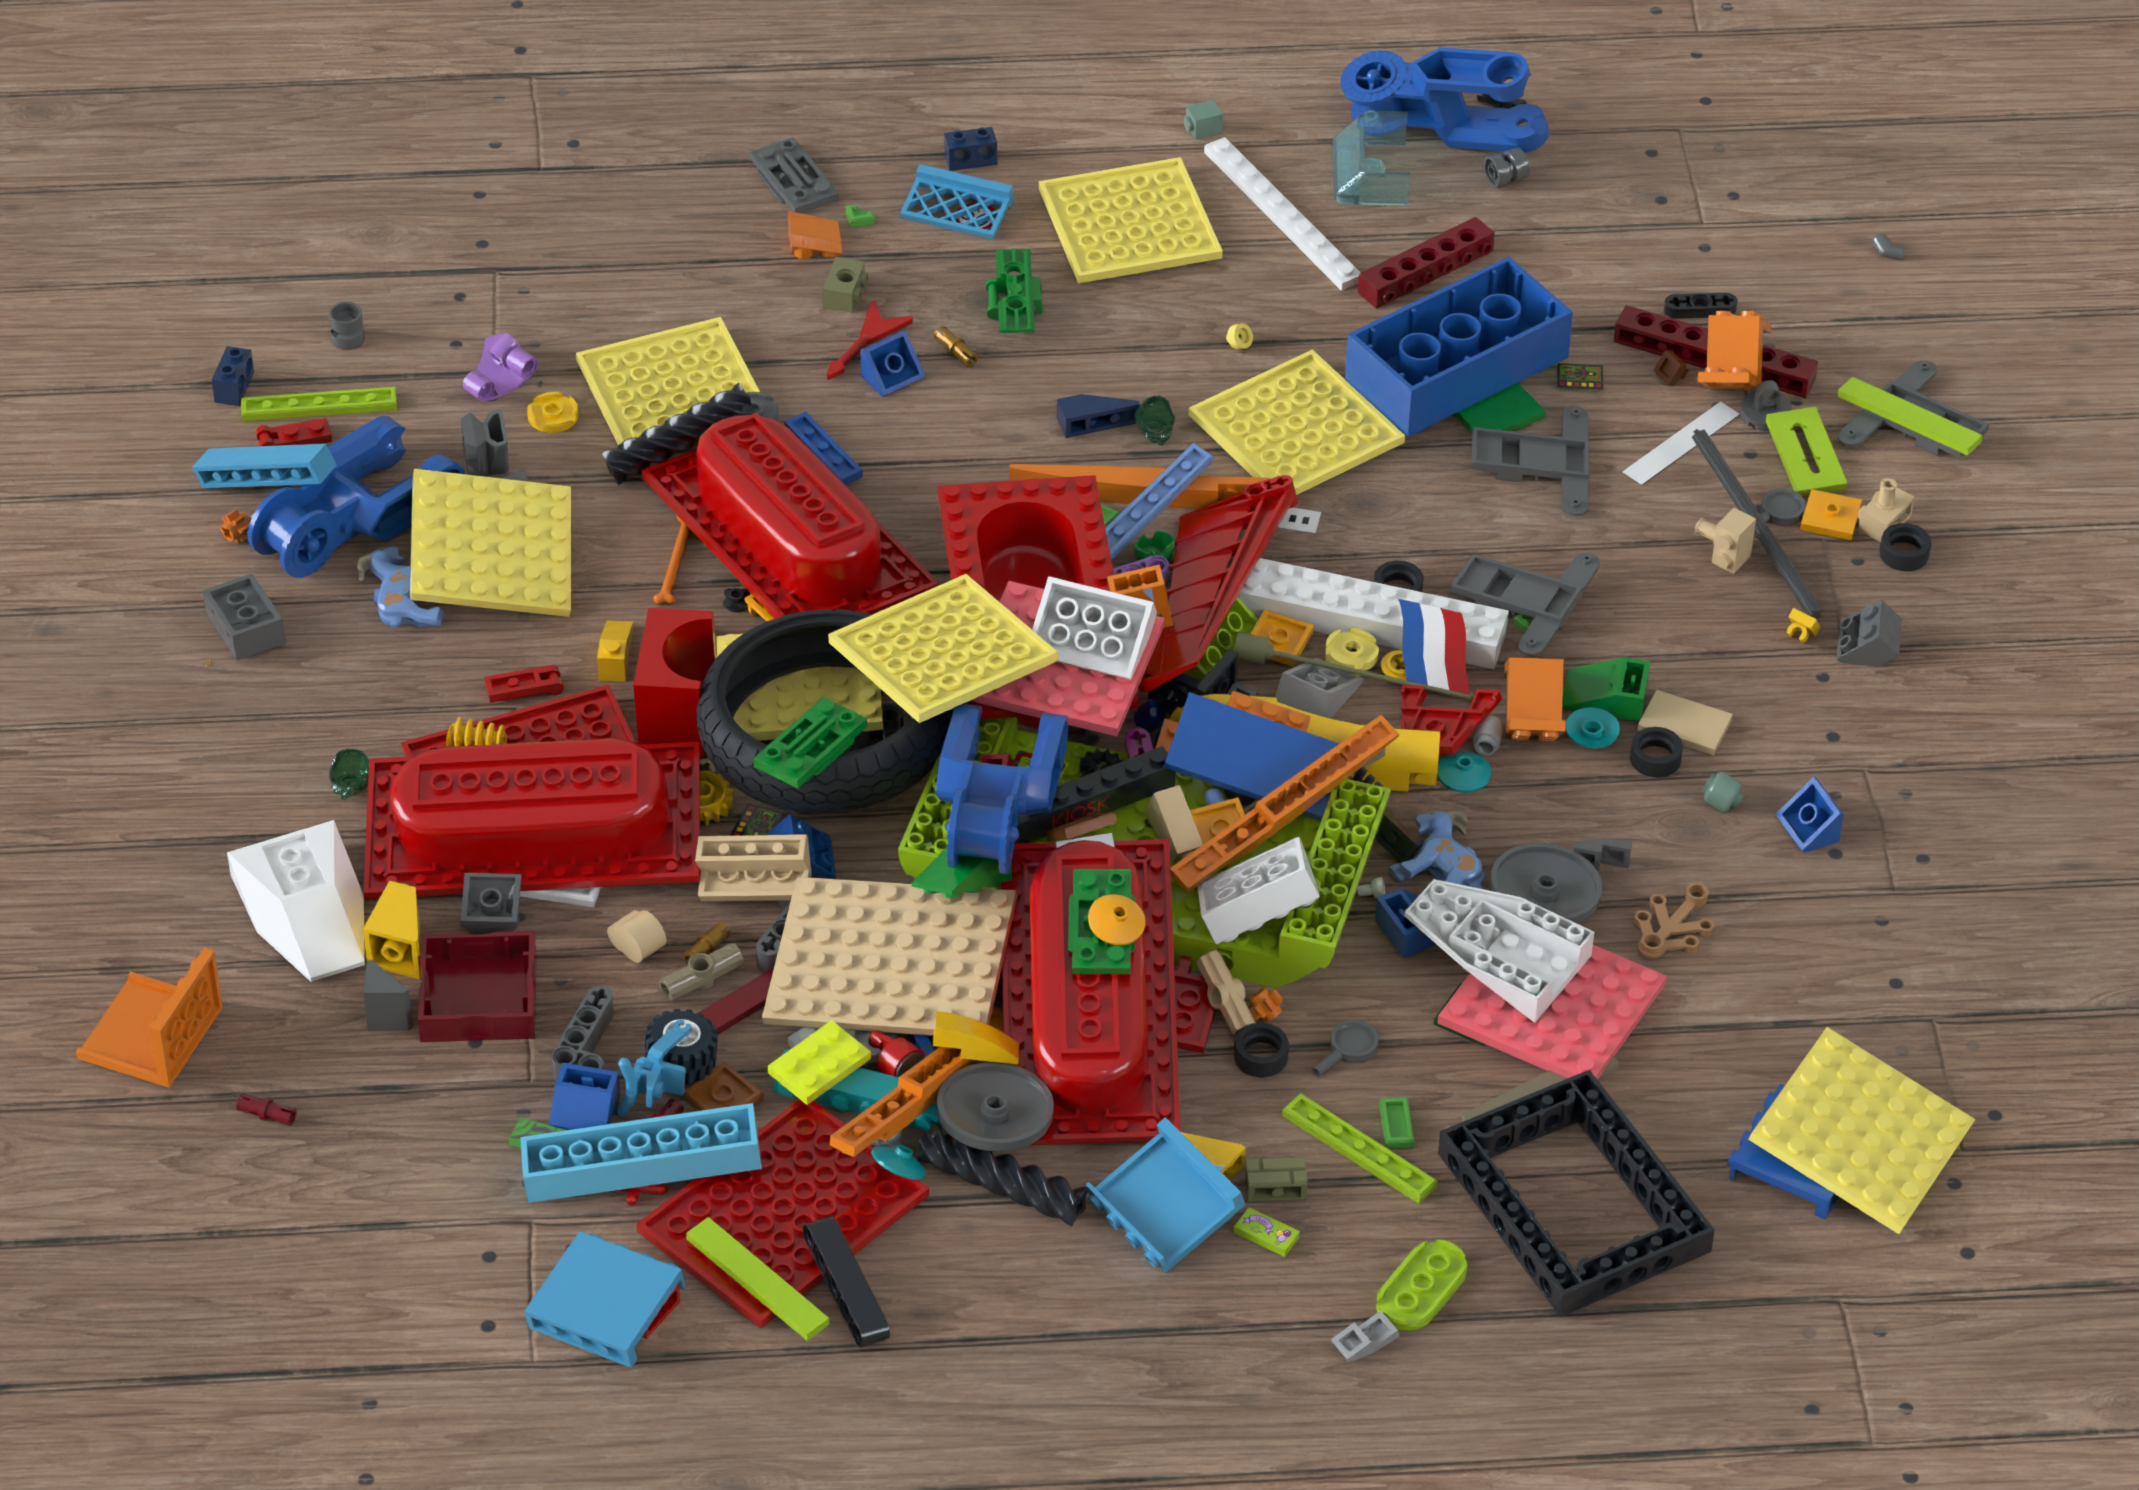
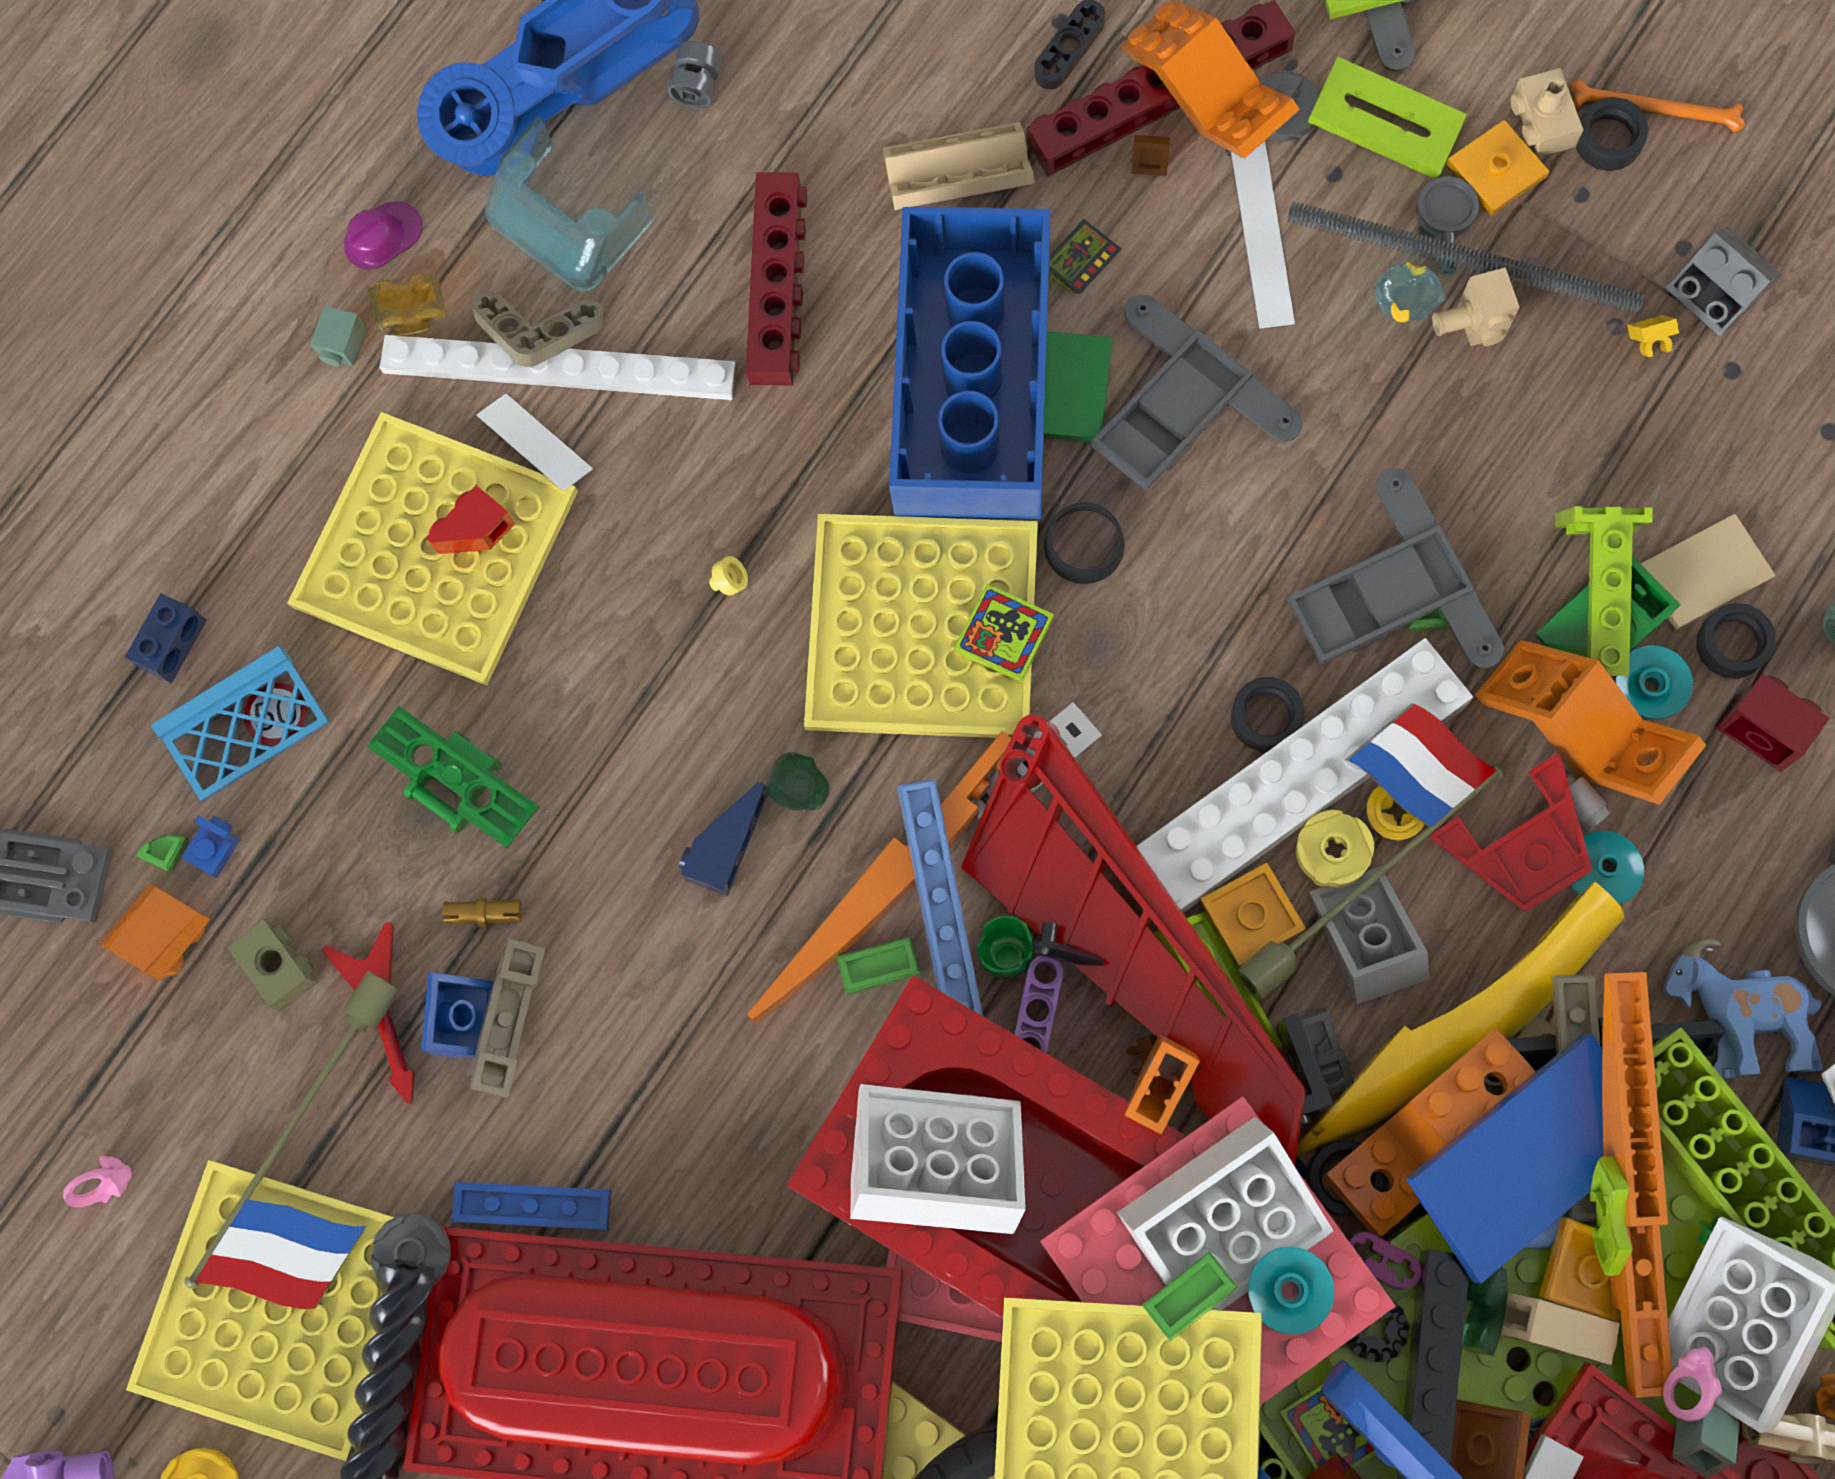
camera: 40 degrees left, 30 degrees up
(675, 291) = (113, 1182): none -> bright pink piece
(705, 366) = (278, 1248): none -> flag
(881, 230) = (211, 845): none -> blue bracket
(911, 384) = (505, 1018): none -> dark tan slope
(1008, 525) = (937, 1160): none -> white slope
(1038, 623) = (1189, 1296): none -> bright green tile
(1081, 670) = (1313, 1287): none -> teal dish
(1139, 801) = (1487, 1313): none -> clear green slope
(1155, 218) = (471, 525): none -> red slope
(1173, 557) = (1063, 952): none -> black bar
(1176, 904) = (1707, 1444): none -> sand green brick
(1213, 878) = (1699, 1366): none -> bright pink piece
(1230, 224) = (534, 442): none -> white sticker
(1247, 134) = (407, 306): none -> clear yellow cylinder
(1248, 804) = (1610, 1236): none -> lime tile
(1277, 104) = (381, 234): none -> magenta piece
(1281, 188) = (534, 344): none -> dark tan beam
(1326, 452) = (1004, 633): none -> tile
(1411, 479) = (1077, 575): none -> black tyre
(1582, 300) = (958, 165): none -> tan slope
(1620, 778) = (1773, 722): none -> dark red brick
(1645, 642) = (1608, 578): none -> lime bracket
(1708, 506) = (1408, 292): none -> clear light blue hair
(1976, 593) = (1730, 117): none -> orange piece

